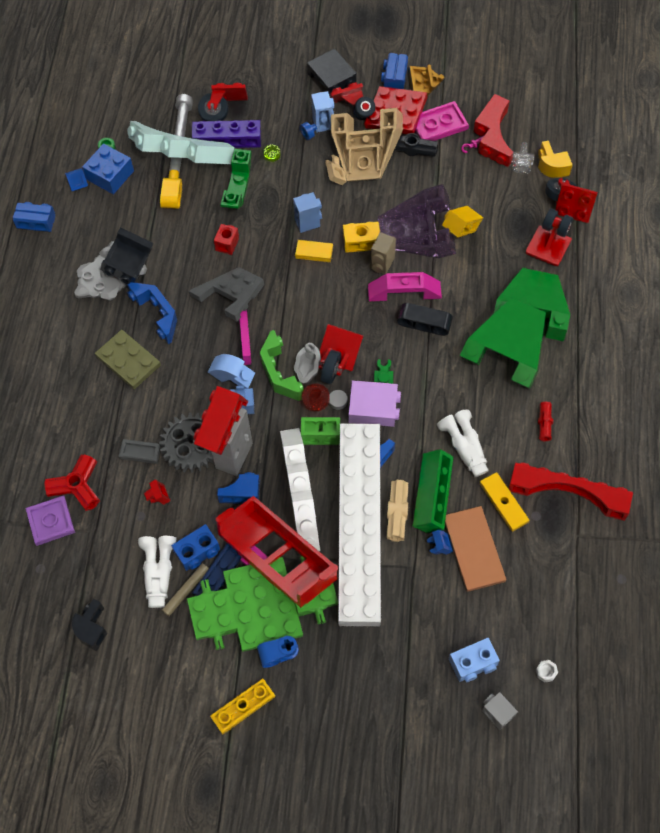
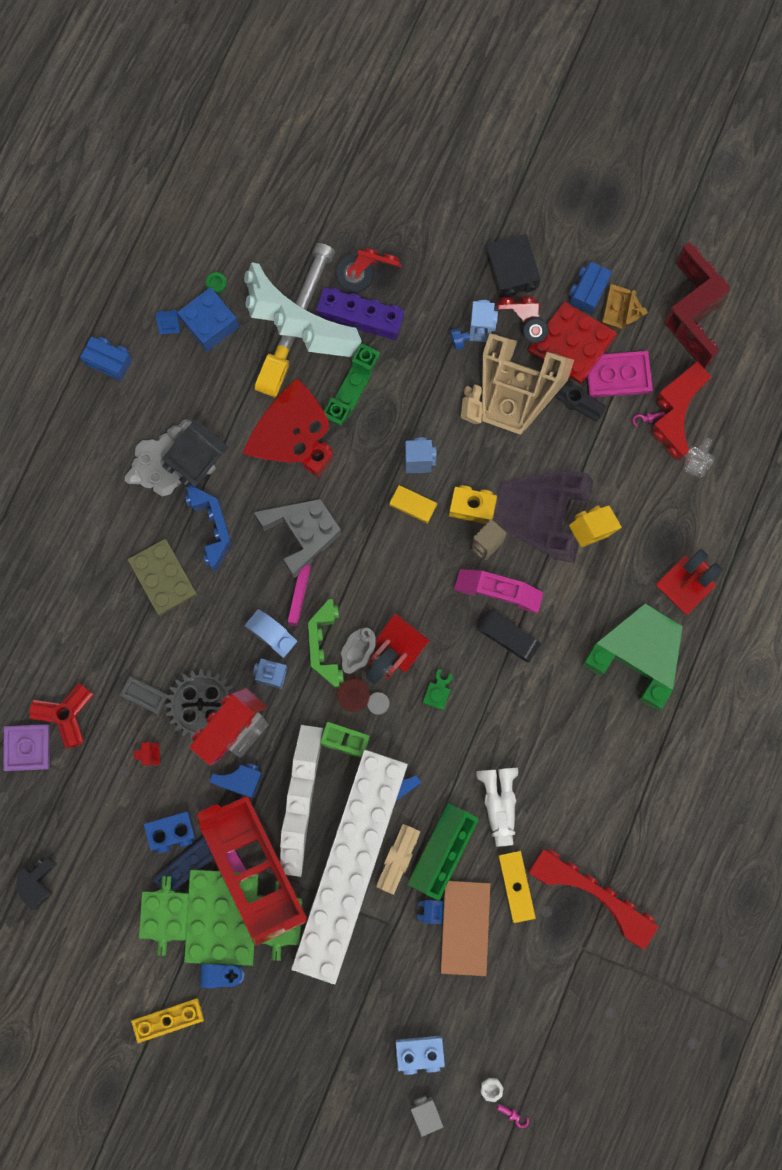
camera: 15 degrees right, 15 degrees up
(157, 574) = (122, 846): white piece -> none
(185, 589) = (146, 873): dark tan piece -> none
(187, 227) = (274, 434): none -> red piece
(272, 152) = (406, 354): clear neon green tile -> none
(374, 403) = (415, 723): lavender brick -> none
(480, 56) = (686, 314): none -> dark red bracket
(514, 333) = (597, 696): green wedge -> none
(545, 421) = (598, 805): red pin -> none
(553, 164) = (731, 479): yellow brick -> none
(571, 199) = (729, 521): red plate -> none
(572, 688) = (512, 1115): none -> dark pink hand

